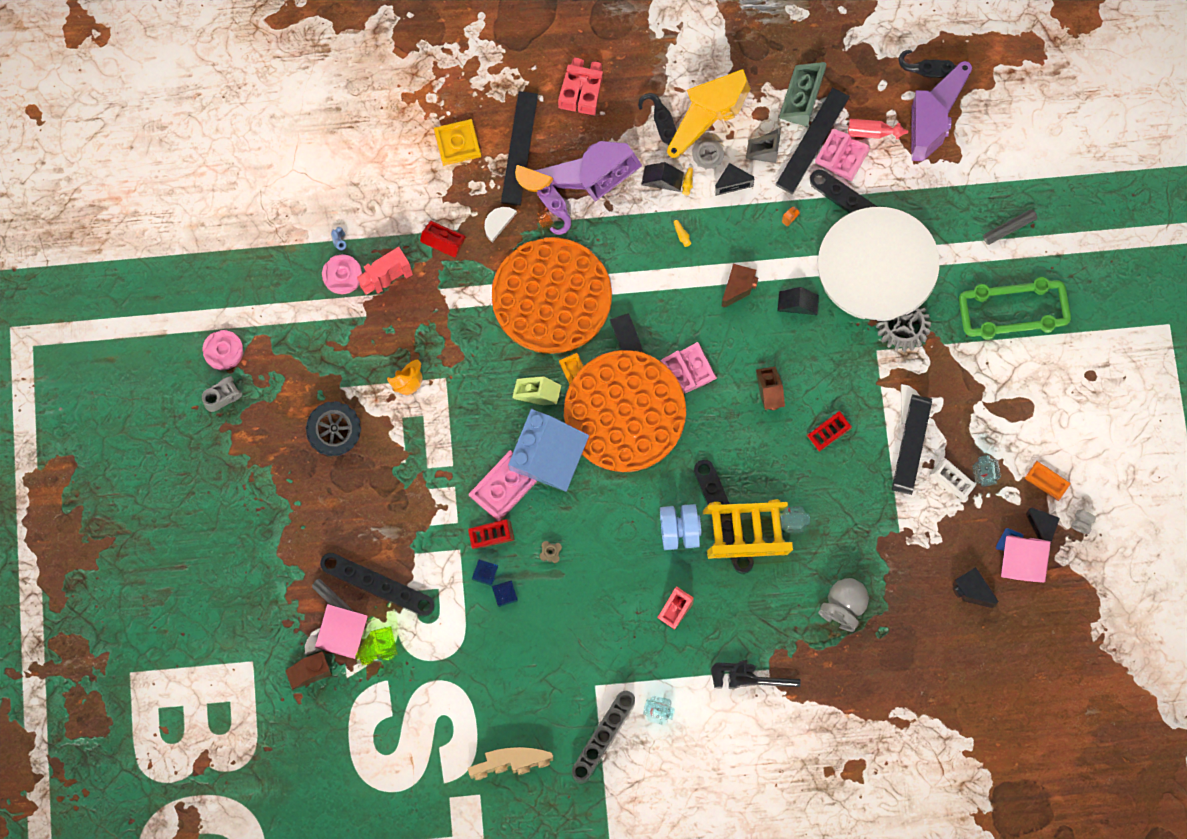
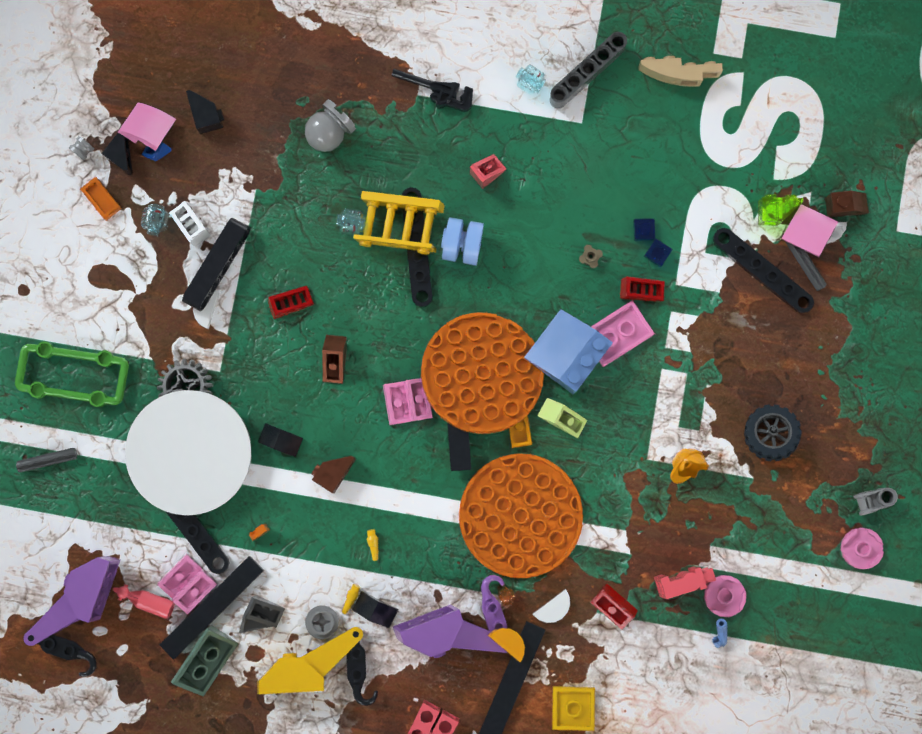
camera: 160 degrees left, 10 degrees up
(733, 180) = (305, 586): black slope -> none

